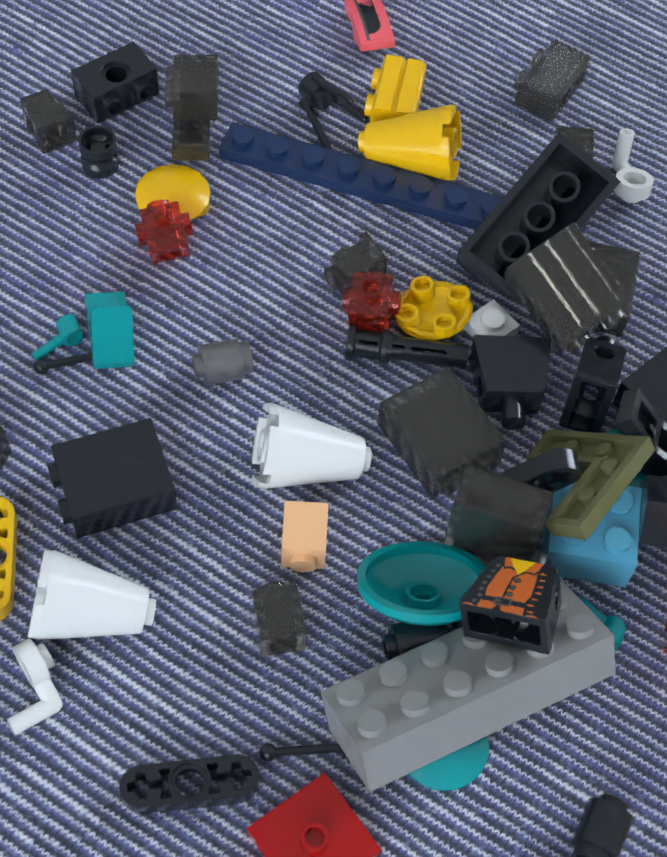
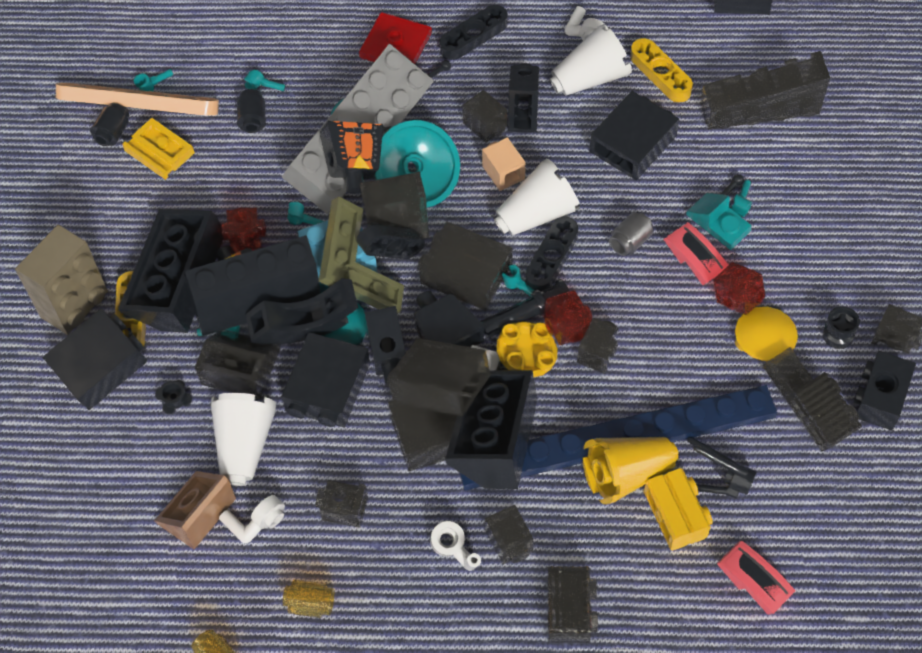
camera: 155 degrees right, 0 degrees up
(168, 306) = (697, 252): none -> coral slope
(212, 592) = (523, 86): none -> black torso
(337, 383) = (552, 242): none -> black beam
(388, 388) = (516, 281): none -> teal hand

